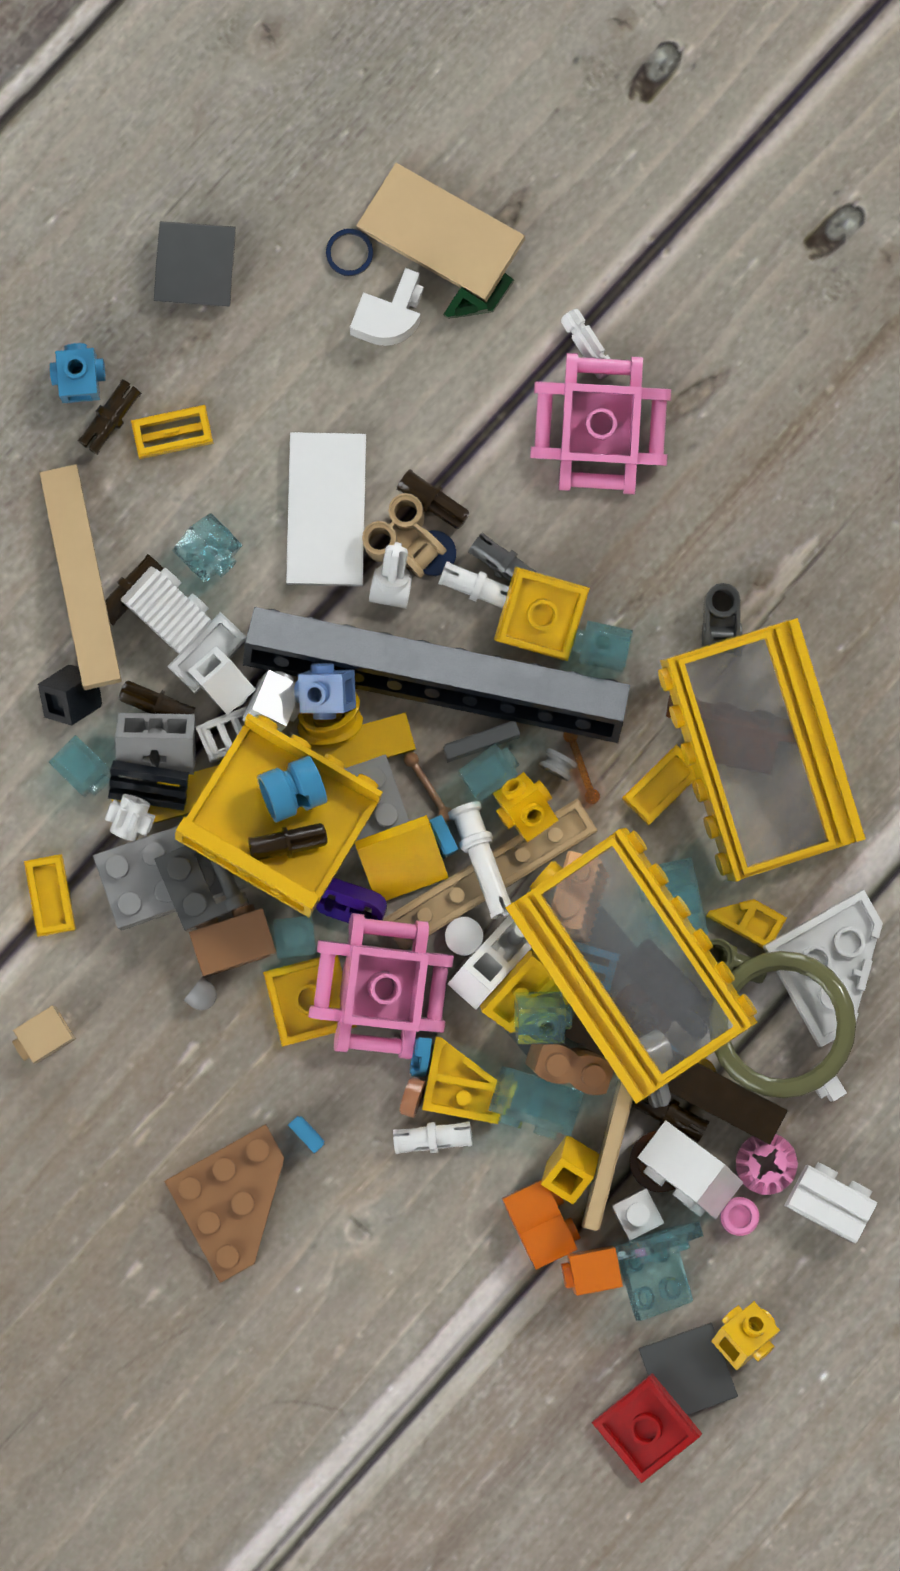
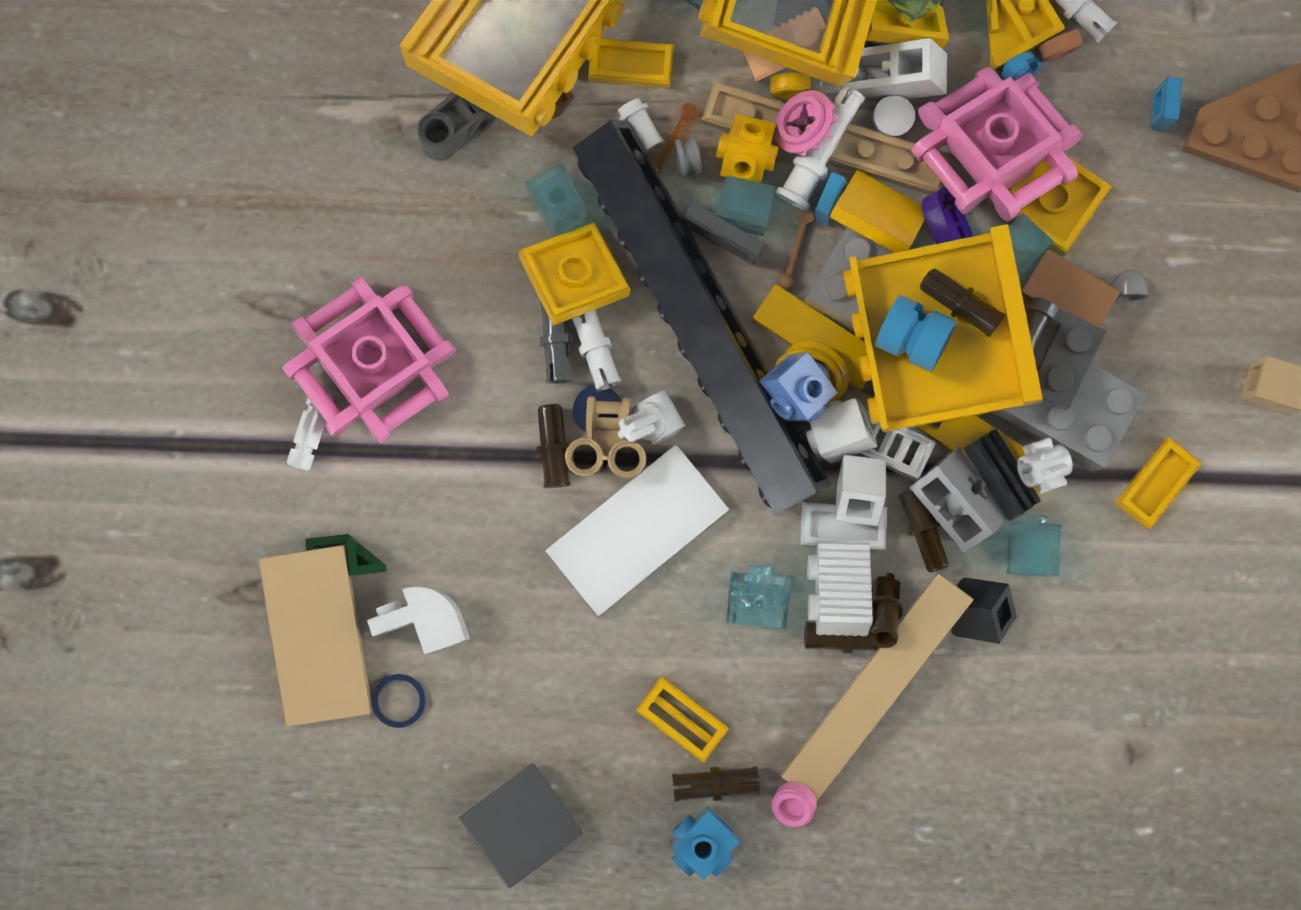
camera: 125 degrees left, 0 degrees up
(50, 456) = (794, 804): none -> bright pink tile
(126, 625) = (886, 611): none -> dark brown axle
(523, 863) = (795, 114): none -> bright pink gear
(610, 752) = (637, 115): none -> white pin

